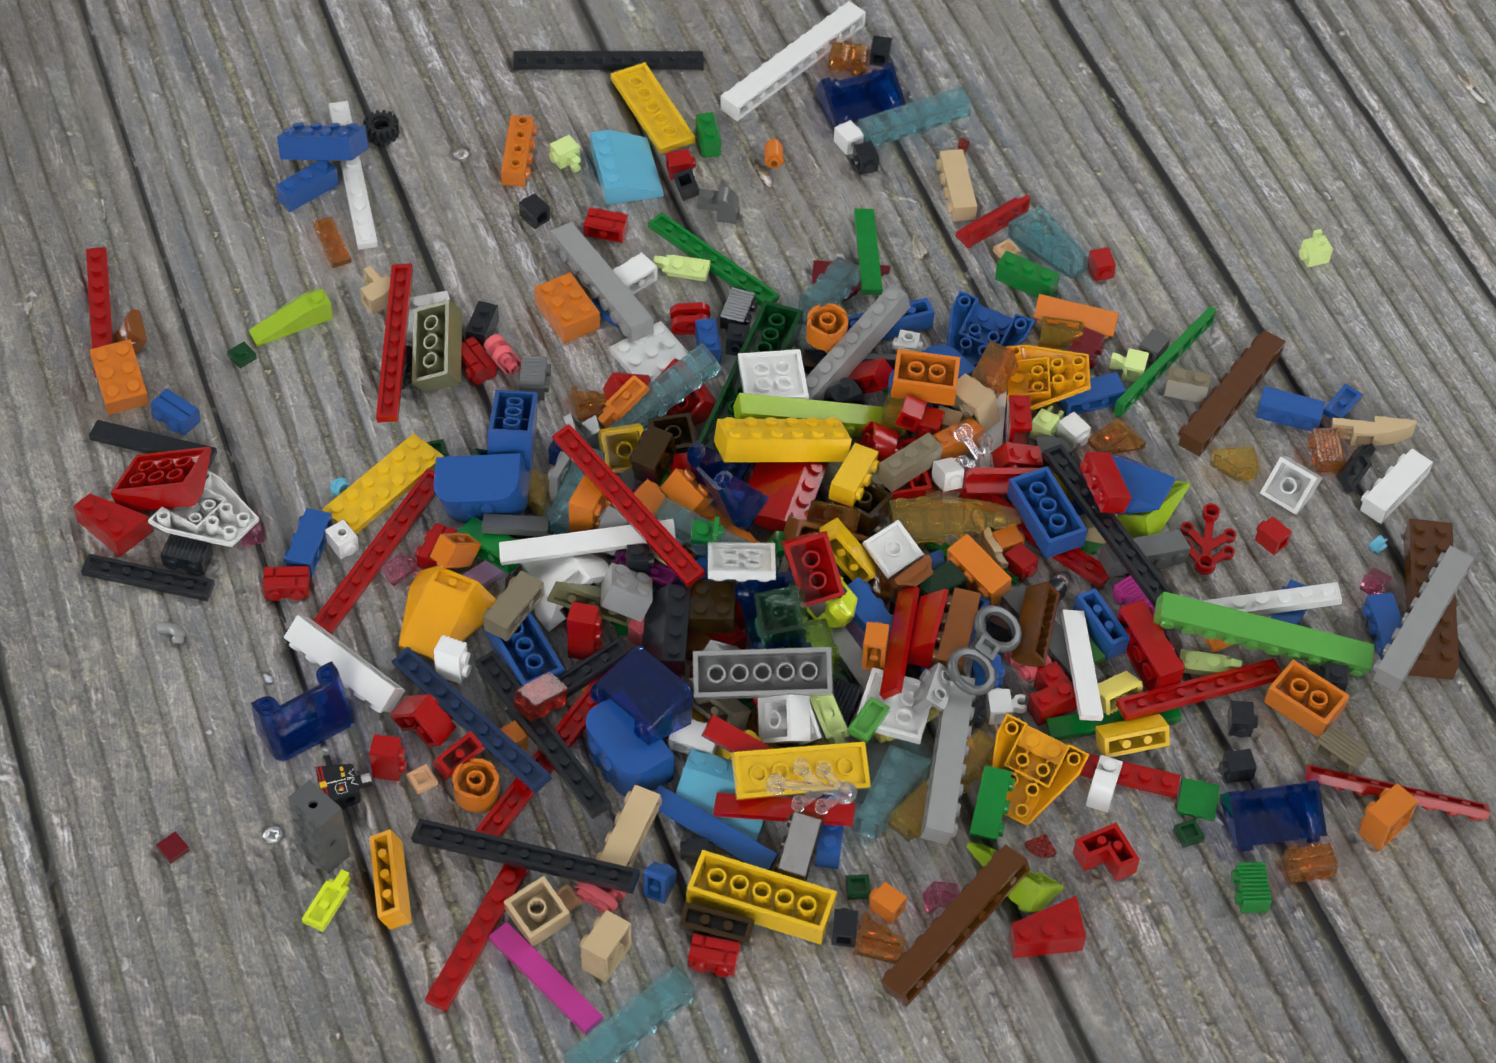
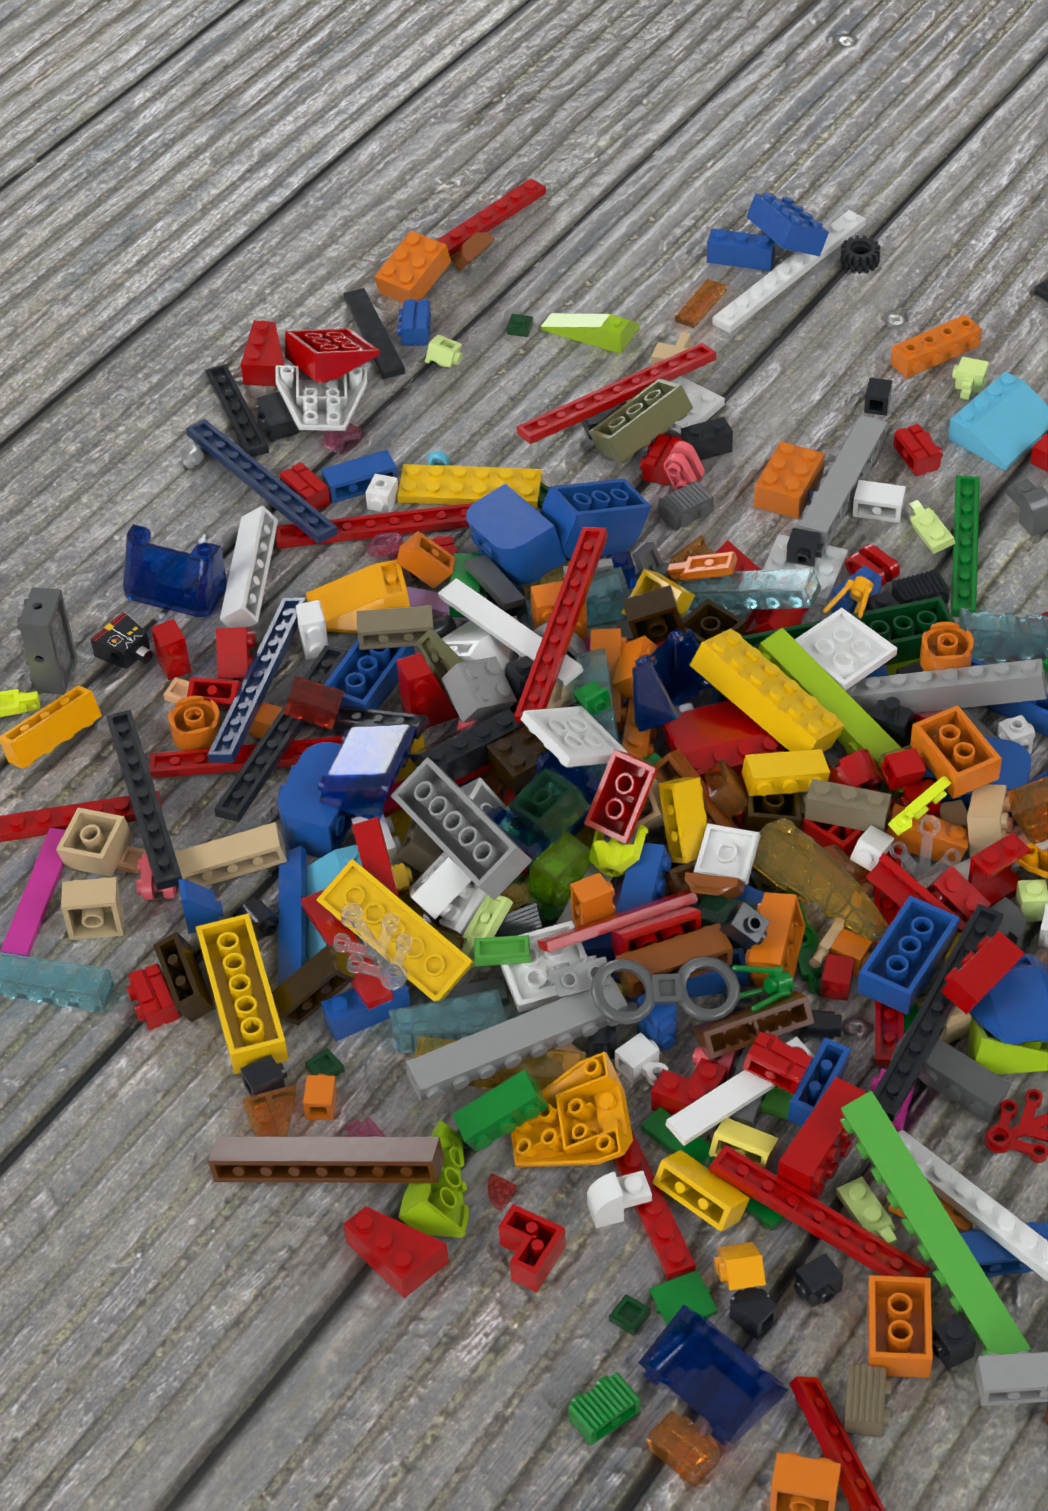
camera: 60 degrees right, 5 degrees down
(227, 414) = (444, 351): none -> yellowish green brick
(253, 603) = (262, 481): none -> dark blue plate
(647, 339) = (804, 547): none -> black brick
(686, 184) = (1027, 466): black brick -> none
(722, 336) = (859, 591): none -> light orange plant
(947, 424) = (918, 807): none -> neon yellow hinge
(974, 574) = (745, 926): none -> black brick
(1018, 592) = (778, 984): none -> green plant
(1083, 629) = (777, 1062): none -> red brick
(1209, 749) = (739, 1266): none -> light orange brick

